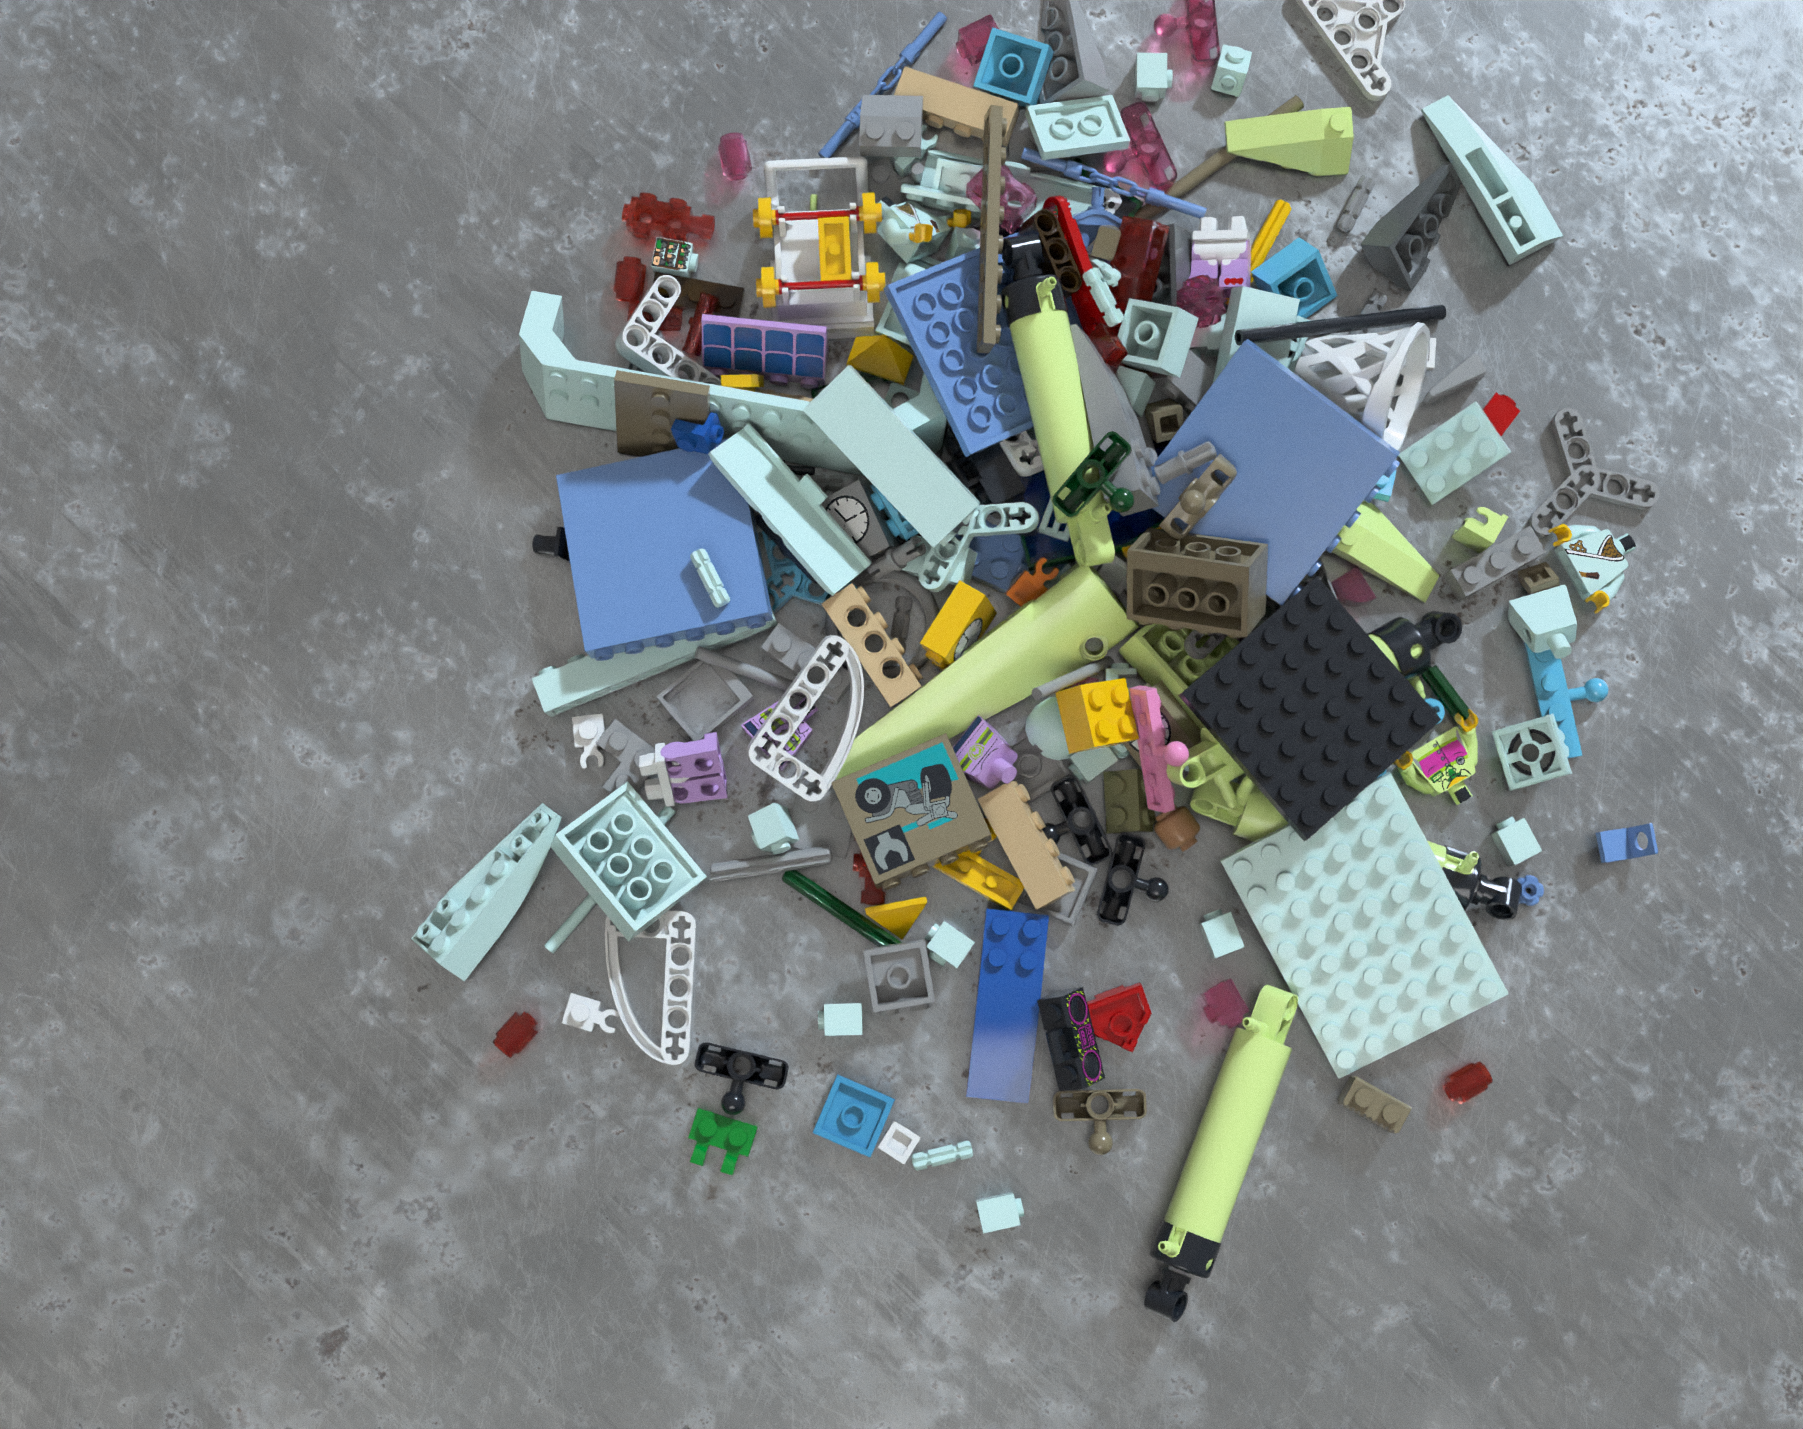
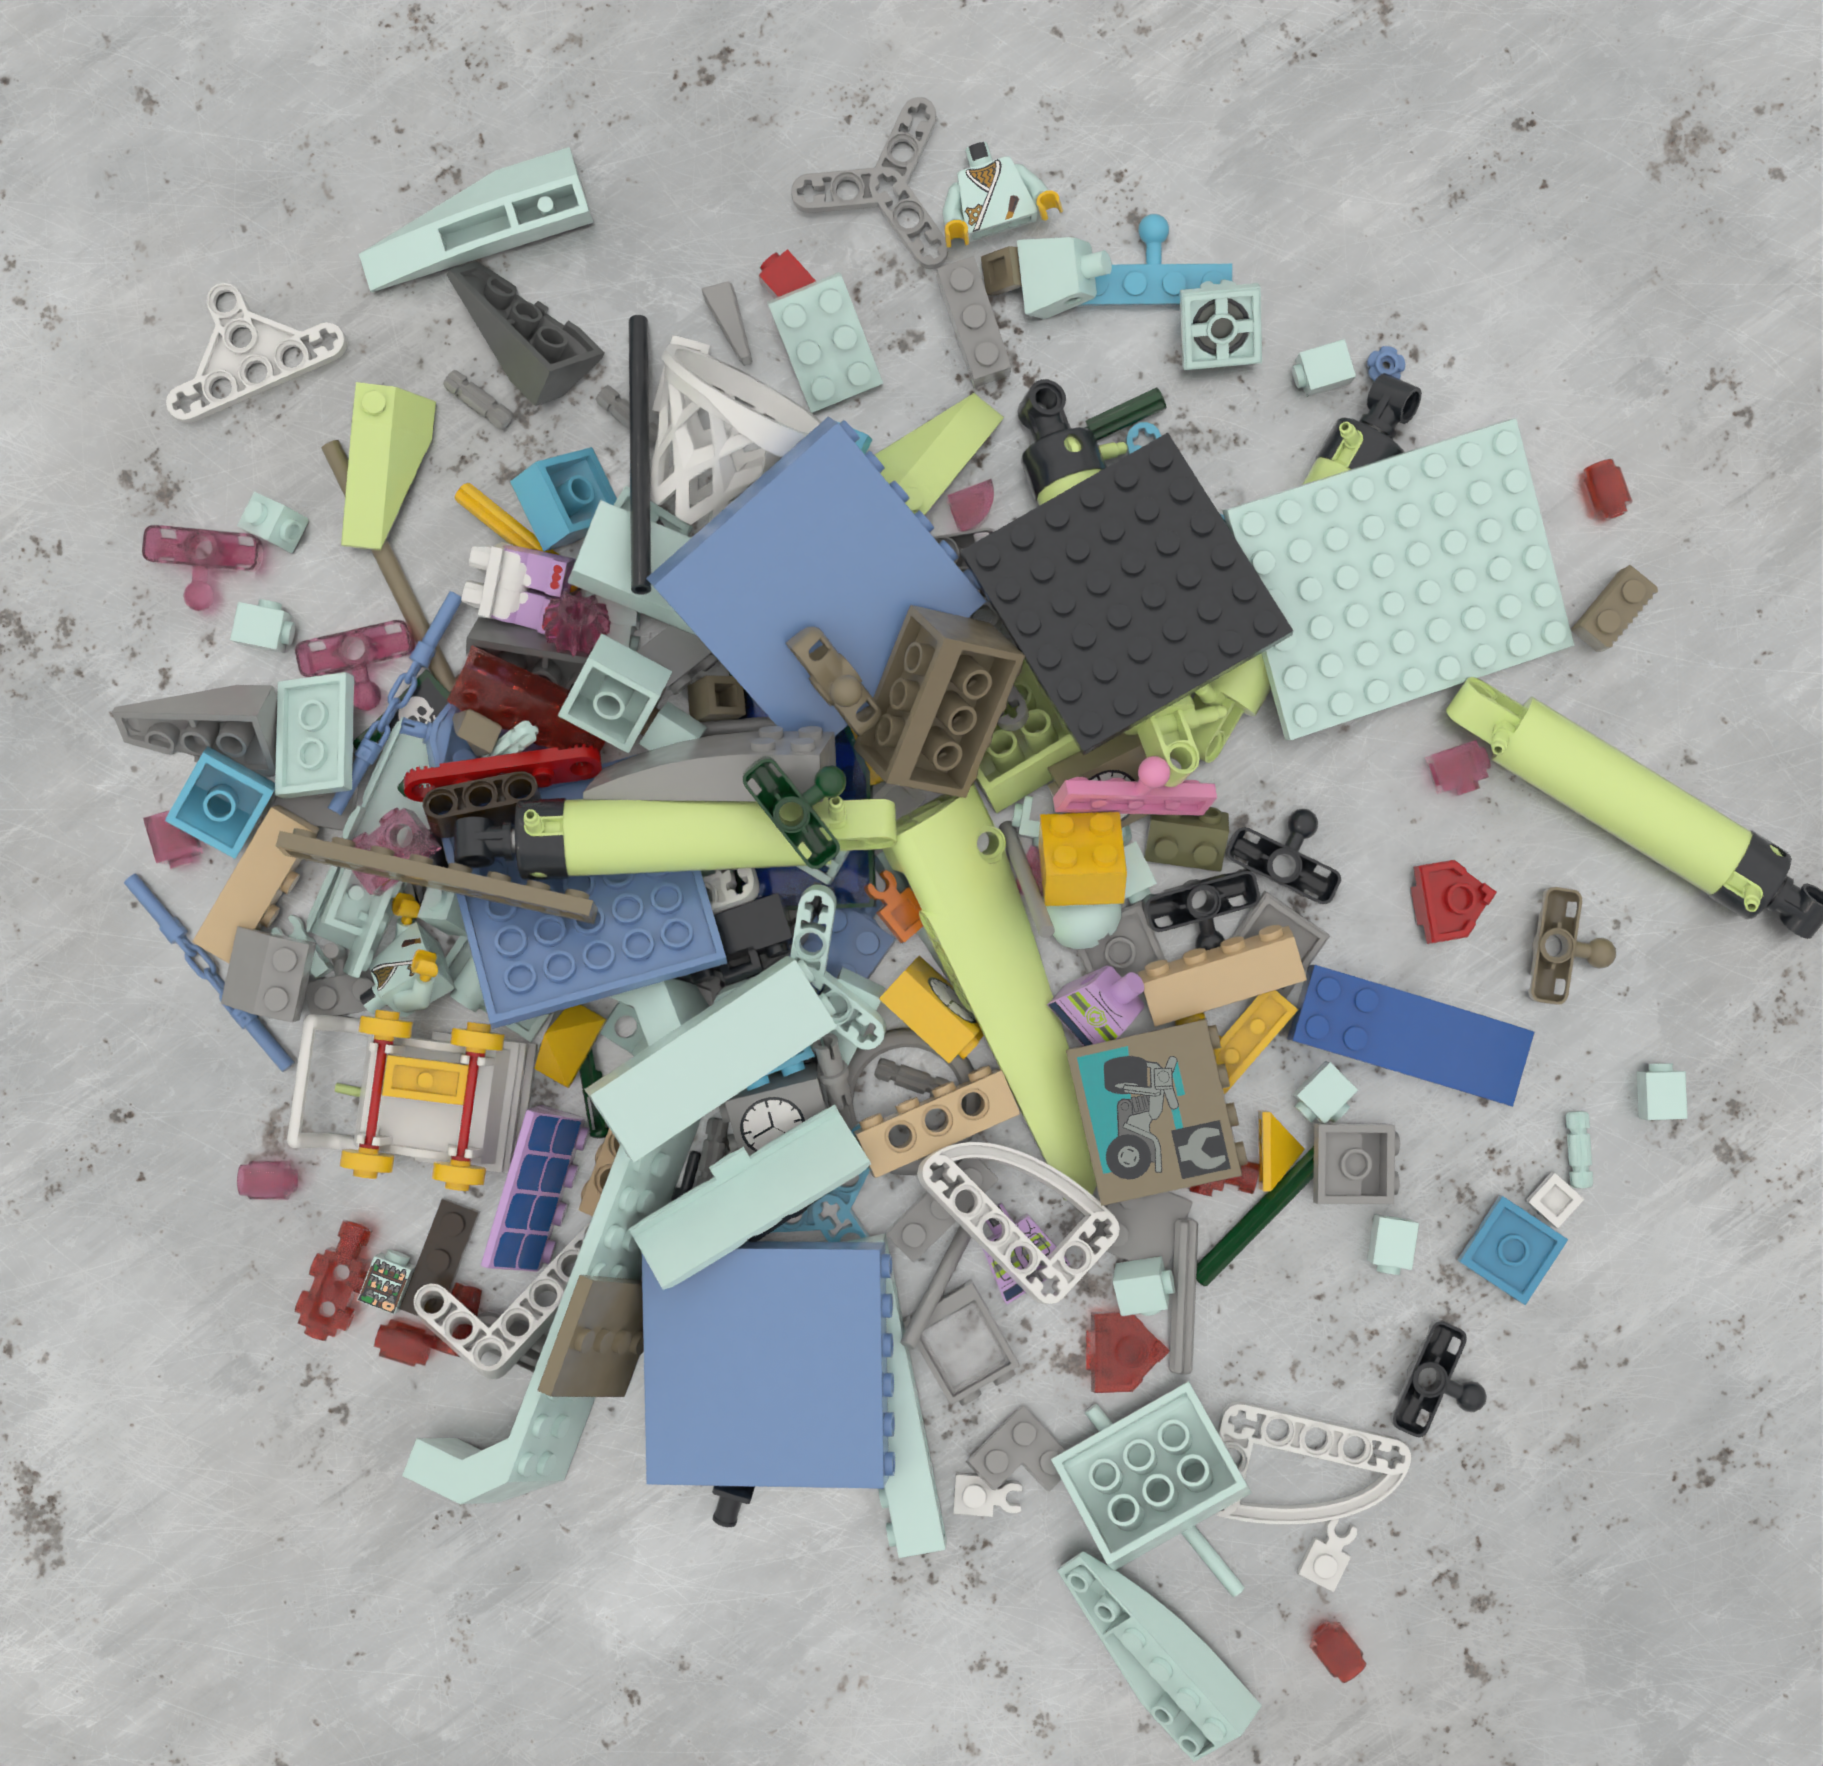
camera: 75 degrees left, 5 degrees up
(685, 771) = (1052, 1384): lavender hips -> none
(693, 341) = (470, 1260): clear red pin -> none
(698, 437) = (636, 1301): blue bracket -> none
(710, 578) = (822, 1315): light aqua axle -> none
(719, 823) = (1120, 1352): none -> clear red plate
(723, 1133) = (1504, 1414): green plate -> none
(743, 382) = (571, 1226): yellow plate -> none
(1071, 1039) = (1470, 966): black piece -> none
(1103, 297) = (550, 748): light aqua axle -> none
(1108, 344) = (613, 754): clear red piece -> none
(1177, 828) = (1234, 782): medium nougat head -> none
(1185, 462) = (788, 688): light grey axle -> none
(1220, 933) = (1372, 755): light aqua brick -> none
(1444, 761) = (1210, 435): torso -> none
(1479, 535) = (934, 330): yellowish green hinge -> none
(1623, 844) = (1351, 237): medium blue bracket -> none

